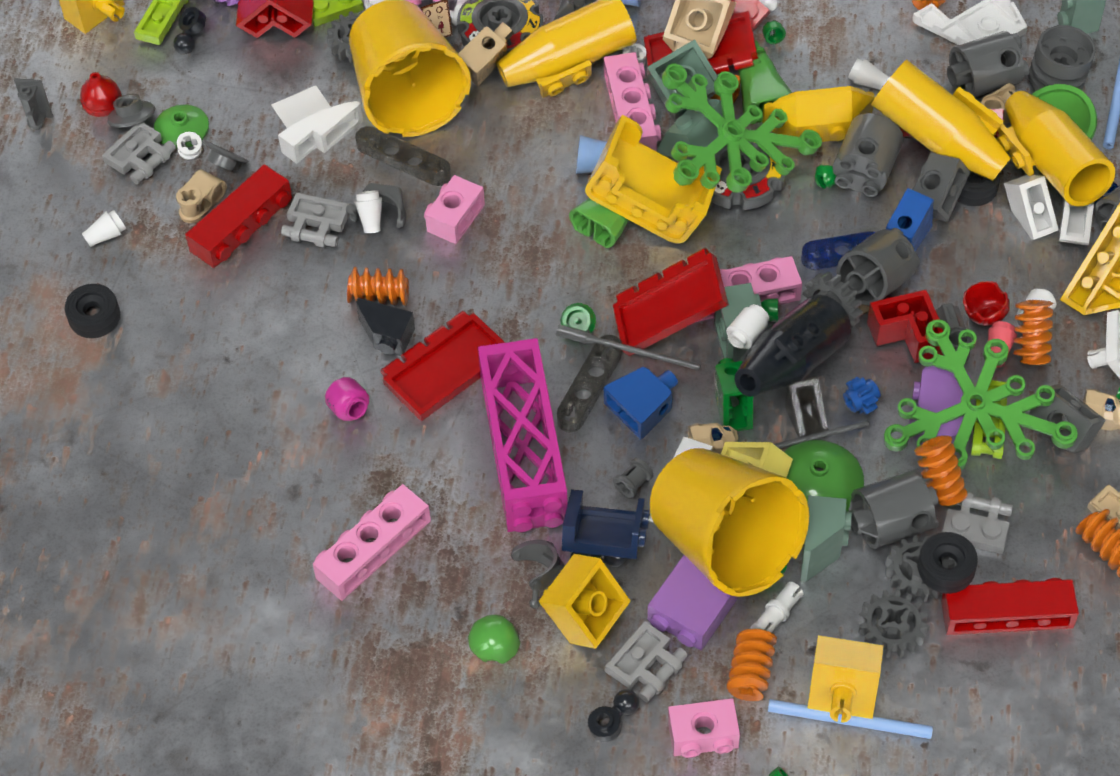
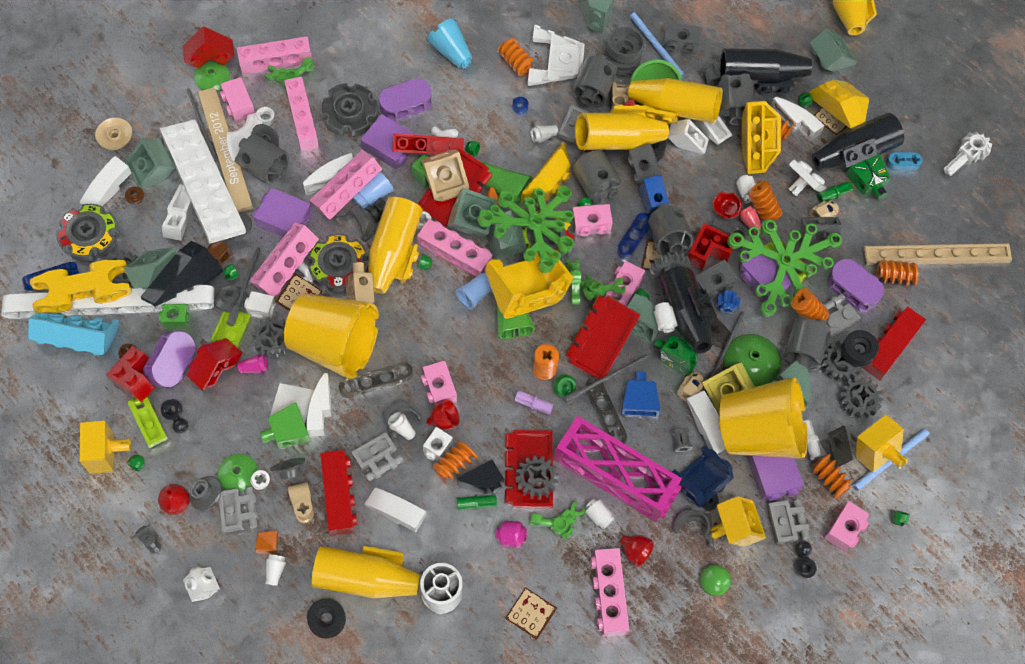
camera: 55 degrees left, 10 degrees up
(28, 179) = (200, 583): none -> white brick
(109, 39) = (136, 462): none -> green hinge
(127, 203) = (267, 542): none -> orange slope
(166, 300) = (365, 574): none -> yellow piece
(215, 374) = (449, 594): none -> white cylinder
(266, 120) = (286, 428): none -> bright green torso
(272, 280) = (396, 509): none -> white slope
(277, 490) = (531, 613): none -> tan sticker
(310, 46) = (254, 364): none -> dark pink cone
(353, 343) = (476, 502): none -> green axle
(382, 255) = (440, 437): none -> white brick
(408, 439) = (561, 523): none -> bright green piece
(420, 370) = (534, 469): none -> dark grey gear
(423, 237) = (444, 415): none -> red helmet
(449, 531) = (637, 548): none -> red helmet
(456, 463) = (599, 513): none -> white brick
(527, 309) = (534, 402): none -> lavender axle
(581, 274) = (545, 362): none -> orange piece
(585, 92) = (425, 262): none -> green hinge
(716, 228) = (573, 269): none -> bright green piece
(728, 257) = (594, 288): none -> bright green piece
(798, 642) = (837, 445): none -> clear smoke slope
(812, 194) = (599, 213): none -> bright pink brick
(875, 39) = (520, 110): none -> clear blue bush
(887, 358) = (722, 274): none -> dark grey brick
(1042, 510) = (856, 284): none -> medium lavender brick

